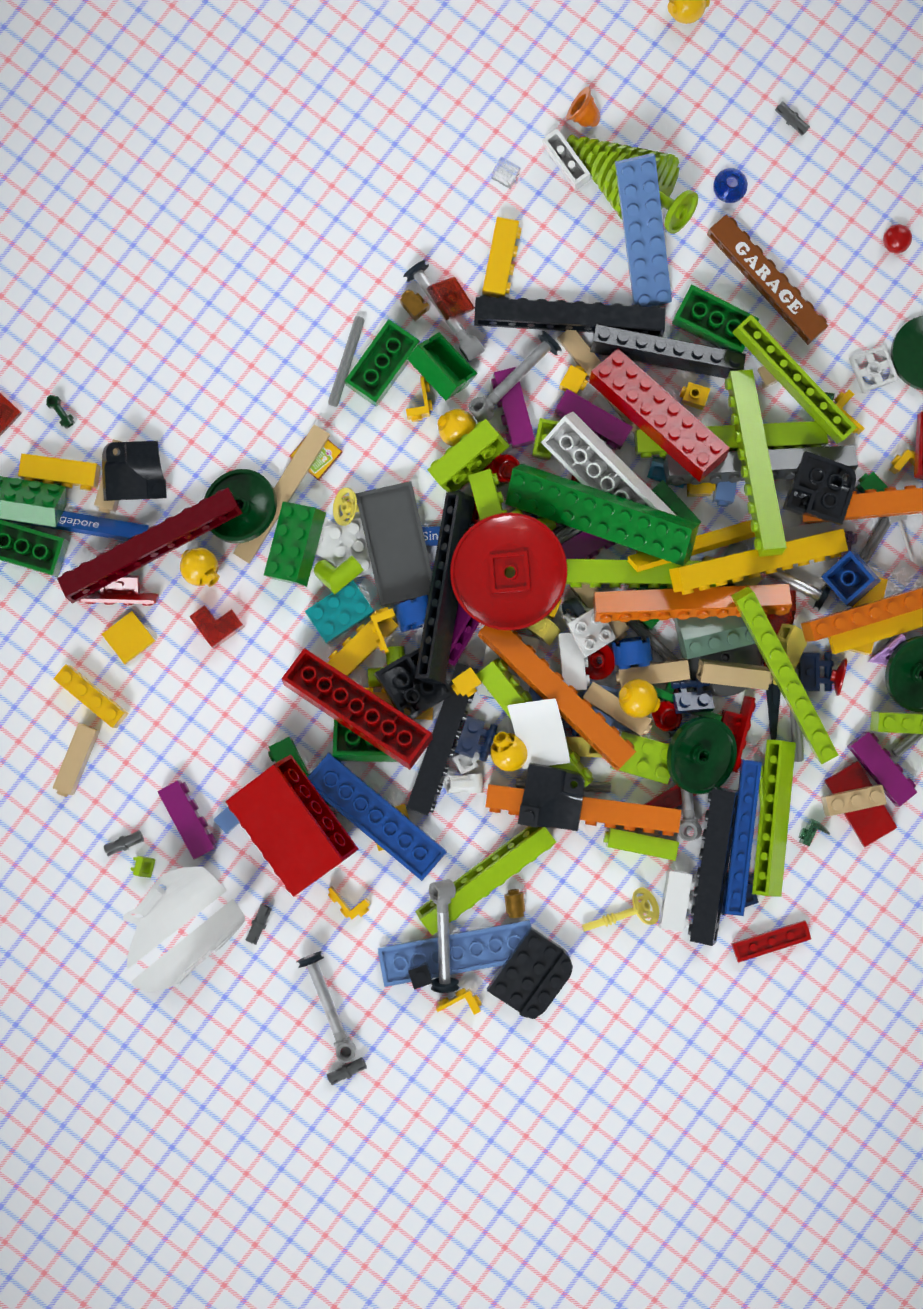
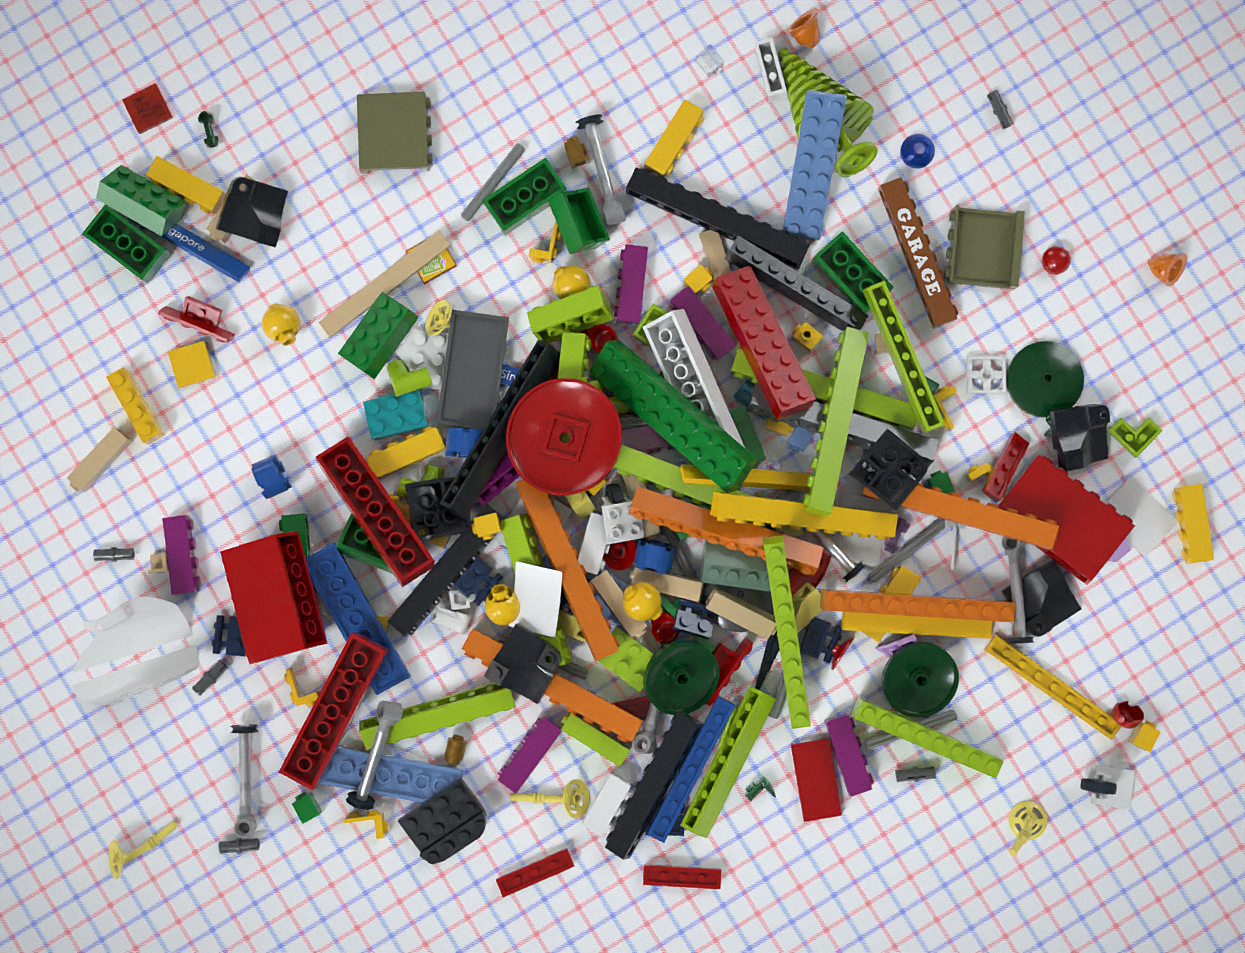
camera: 25 degrees right, 0 degrees up
(143, 866) = (123, 583): lime tile -> none
(149, 545) = (241, 286): dark red brick -> none
(170, 835) = (158, 563): none -> tan panel
(216, 630) = (274, 388): clear red brick -> none
(226, 821) = (215, 570): medium blue brick -> none
(235, 348) = (393, 131): none -> olive panel
(238, 1125) = (118, 858): none -> light yellow dish
(245, 713) = (270, 476): none -> blue brick
(256, 500) = (340, 280): dark green dish -> none
(270, 882) = (234, 643): none -> dark blue plate
(383, 615) = (434, 433): yellow bracket -> none
(389, 910) = (333, 711): none -> red brick
(396, 1010) = (306, 807): none -> green brick
(420, 975) = (340, 783): black brick -> none
(450, 298) = (611, 159): clear red tile -> none
(483, 407) = (602, 274): piece -> none
(586, 881) = (529, 755): none -> magenta brick
(633, 989) = (535, 872): none -> red plate
(828, 251) = (984, 248): none -> olive panel
(851, 578) = (886, 564): blue brick -> none
(853, 800) = (809, 774): tan brick -> none

